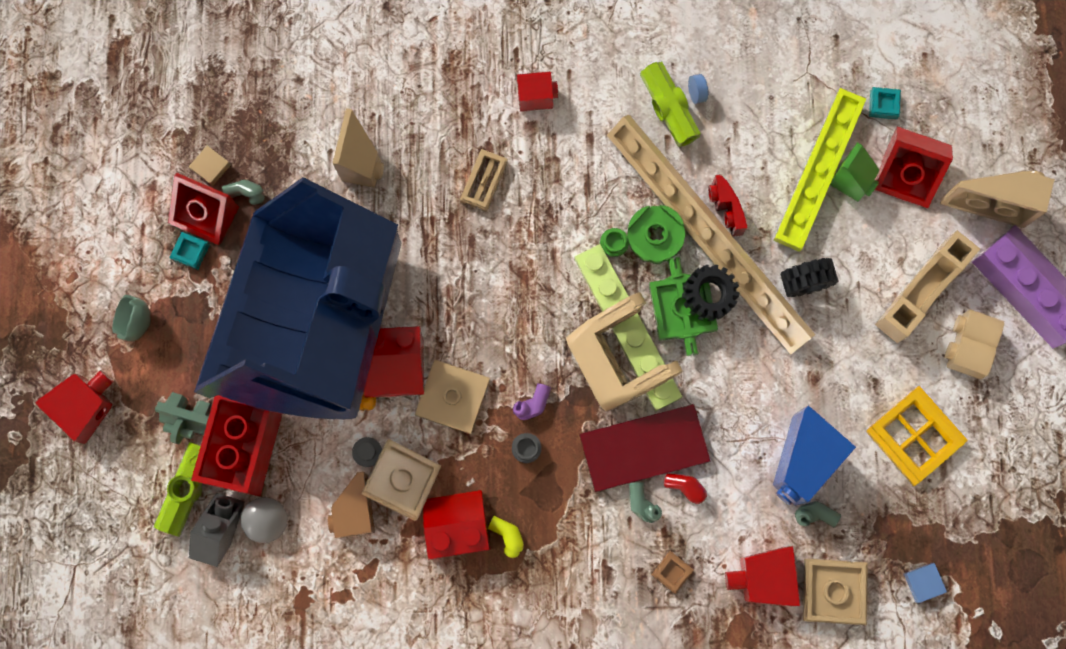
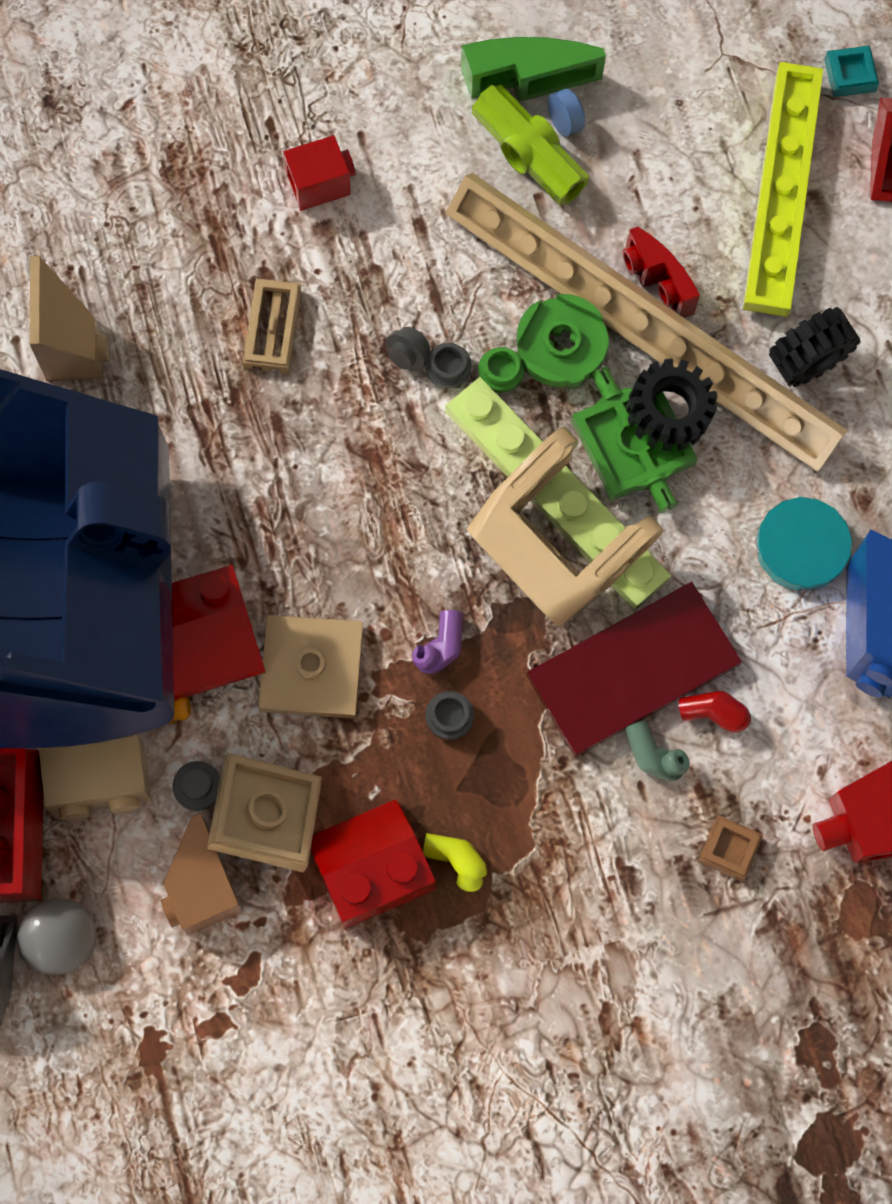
camera: 20 degrees left, 5 degrees down
(308, 433) = (95, 777): none -> tan brick
(561, 216) = (408, 348): none -> dark grey plate
(583, 231) = (448, 365): none -> dark grey plate
(683, 53) = (530, 65): none -> bright green slope
(769, 397) = (803, 544): none -> teal tile
(856, 174) = (840, 179): bright green slope -> none

